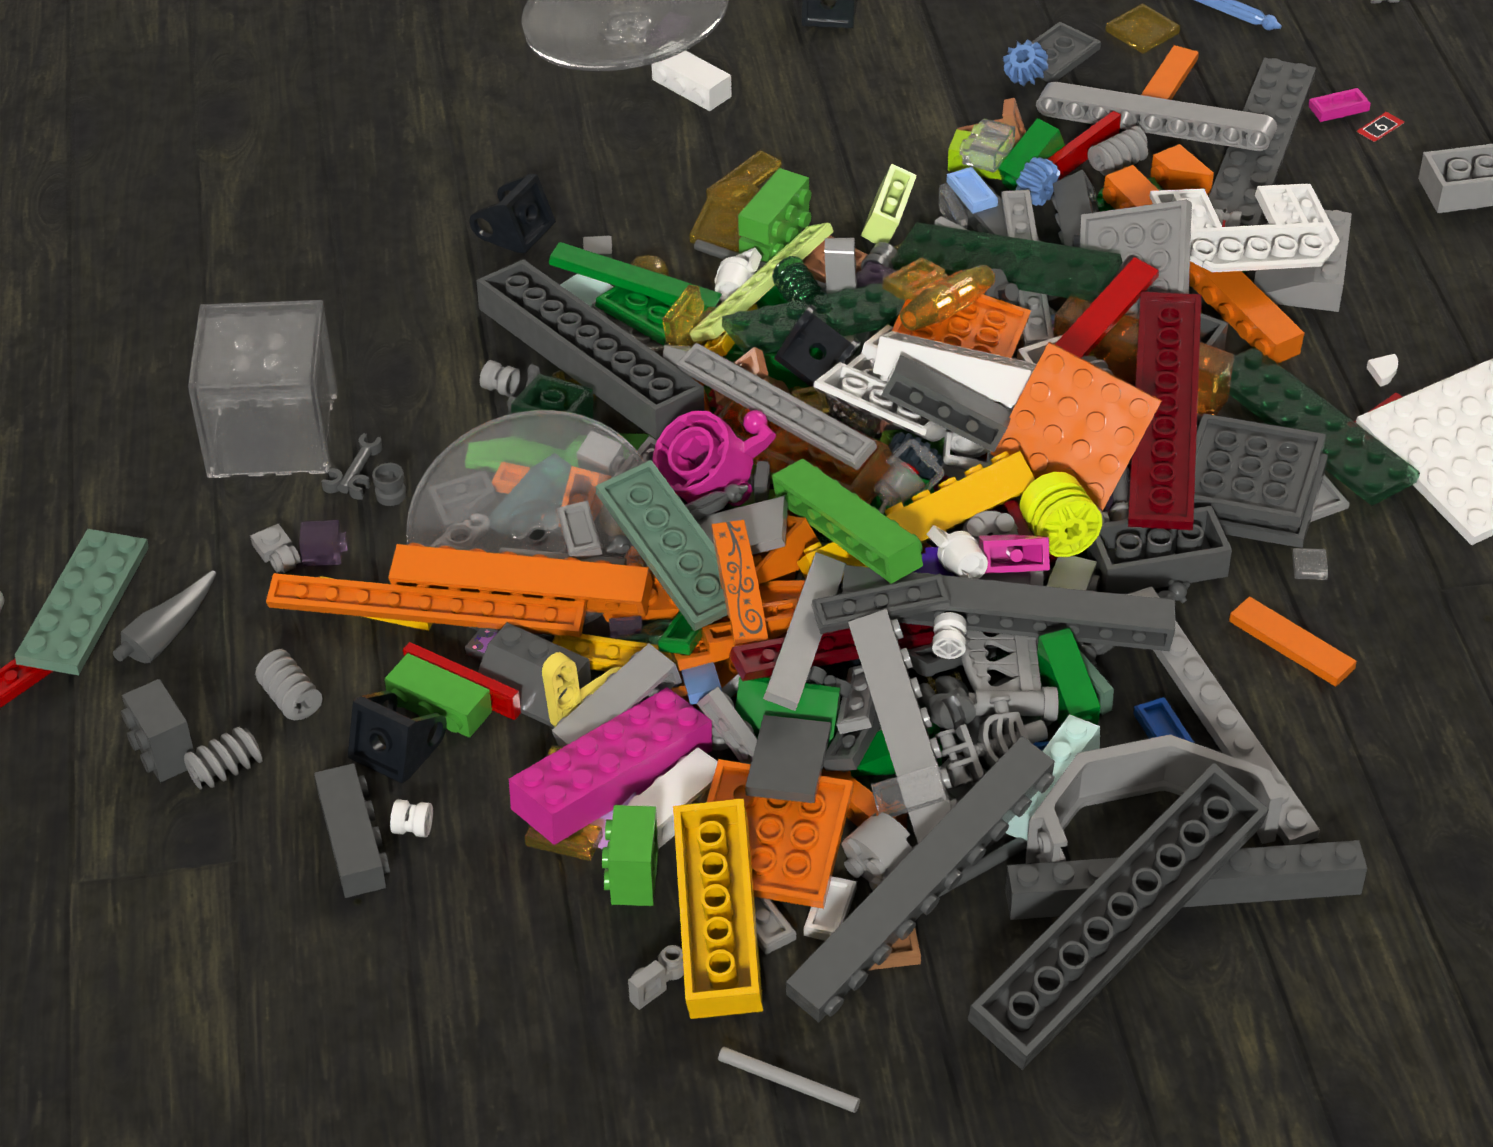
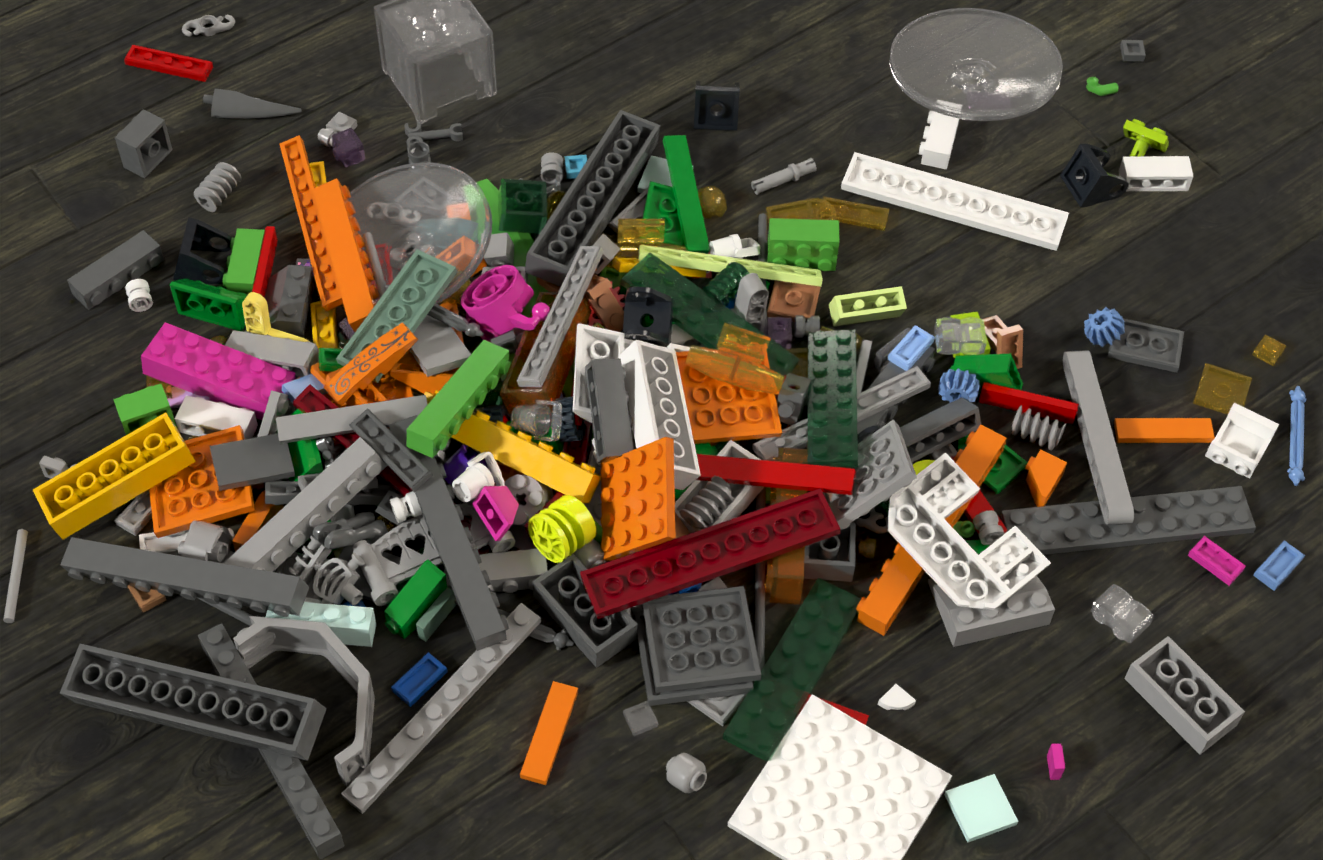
camera: 60 degrees right, 10 degrees up
(82, 602) = (241, 61): sand green plate -> none
(222, 756) = (145, 185): light grey piece -> none
(486, 744) = (209, 303): none -> green slope
(514, 356) = (574, 164): none -> medium azure plate
(579, 530) = (389, 267): light grey tile -> none
(599, 245) = (721, 164): light grey tile -> none
(655, 200) = (793, 173): none -> light grey pin
(782, 103) = (955, 201): none -> white plate
(910, 791) = (249, 539): clear tile -> none
(1211, 36) = (1242, 440): none -> white panel
(1363, 73) = (1279, 565): none -> medium blue tile
(1367, 183) = (1121, 613): none -> clear brick
(1380, 126) = (1217, 602): sticker -> none
(1402, 545) = (686, 773): none -> light grey head

